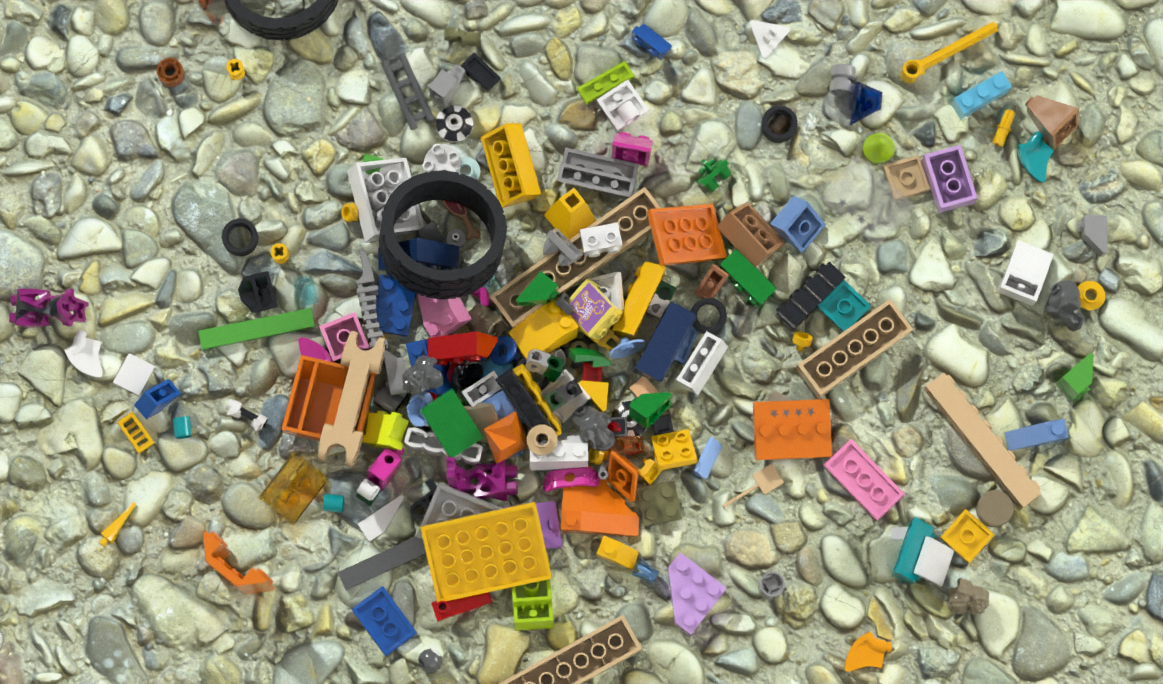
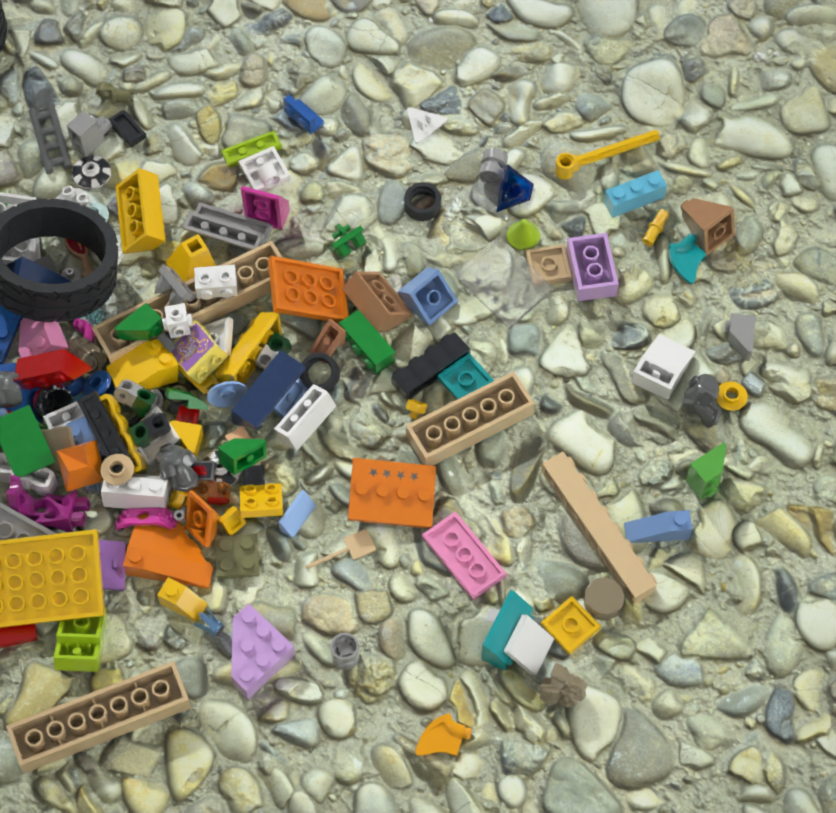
camera: 10 degrees right, 15 degrees down
(572, 284) = (179, 324): none -> white brick

